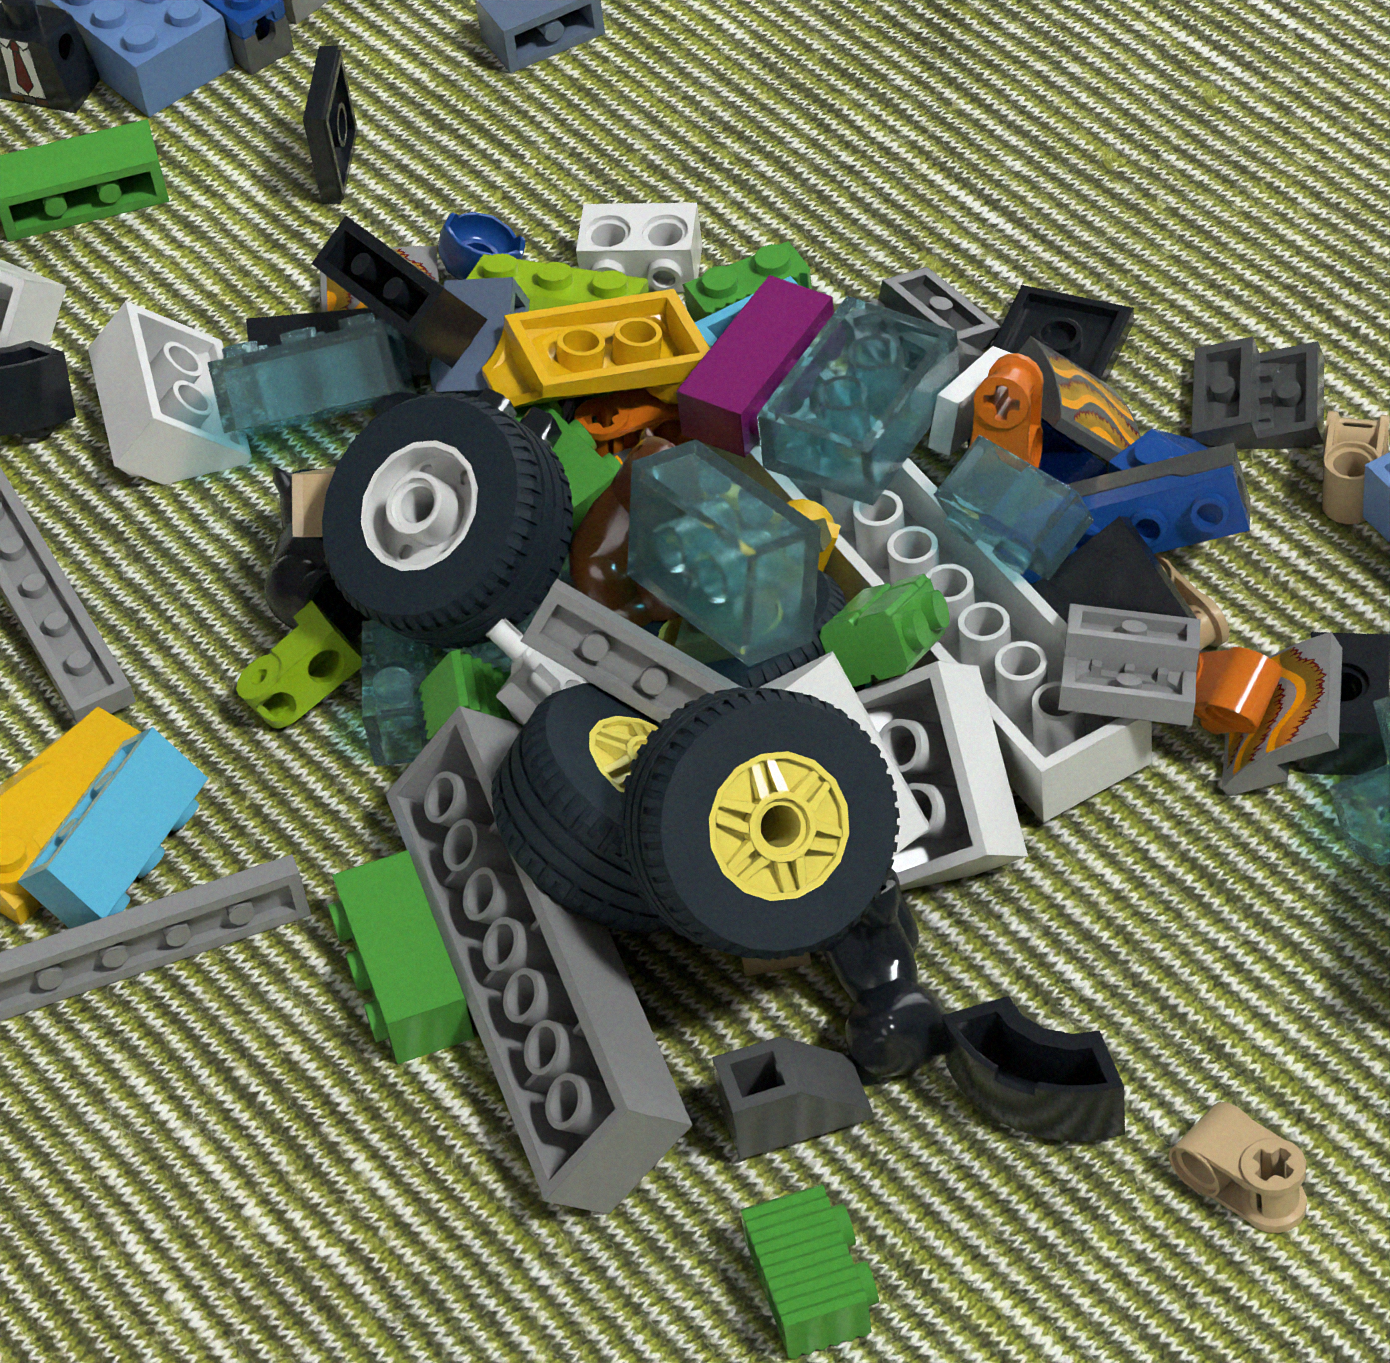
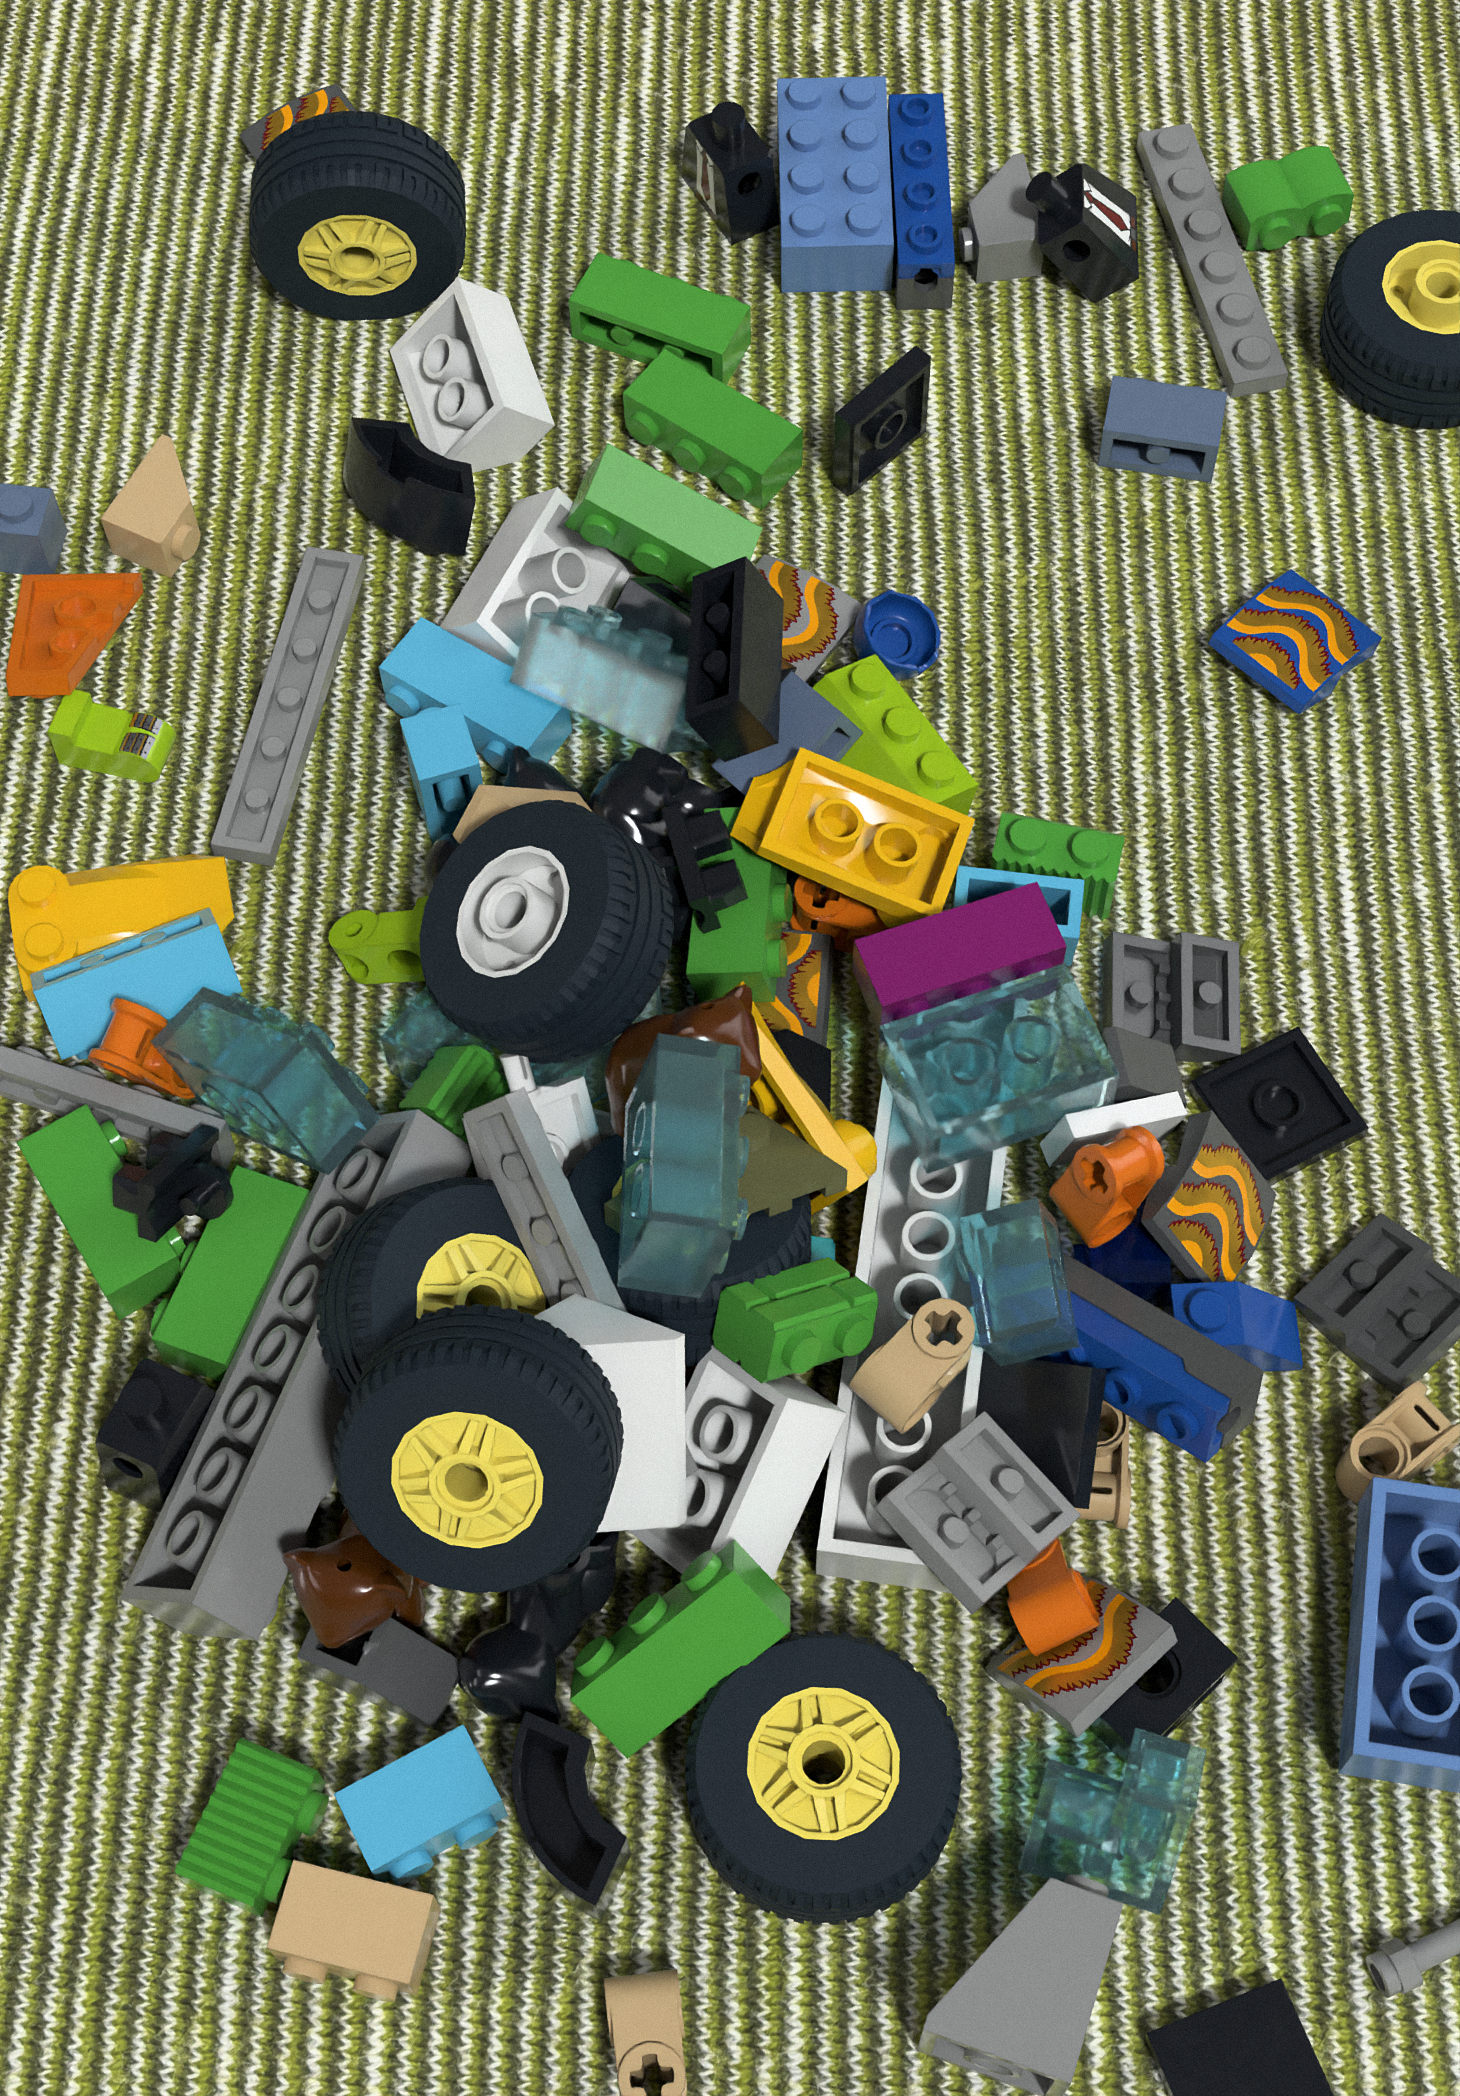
camera: 35 degrees right, 15 degrees up
(179, 849) = (129, 1050): none -> orange piece
(187, 489) = (443, 670): none -> medium azure brick
(194, 217) = (712, 429): none -> bright green brick
(224, 533) = (441, 766): none -> medium azure brick
(226, 281) = (656, 520): none -> bright green brick
(246, 993) = (76, 1170): none -> bright green brick
(296, 911) = (175, 1183): none -> black hips
(307, 785) = (268, 1078): none -> clear light blue brick
(454, 1065) = (151, 1430): none -> black torso
(642, 242) = (1030, 729): white brick -> none
(719, 1024) = (352, 1587): none -> reddish brown animal
(772, 77) = (1294, 641): none -> slope
(920, 1158) = (422, 1807): none -> medium azure brick
(955, 1268) = (353, 1931): none -> tan brick
(994, 603) = (910, 1372): none -> tan piece
(1009, 897) = (679, 1647): none -> bright green brick
(1190, 912) = (812, 1845): none -> black wheel

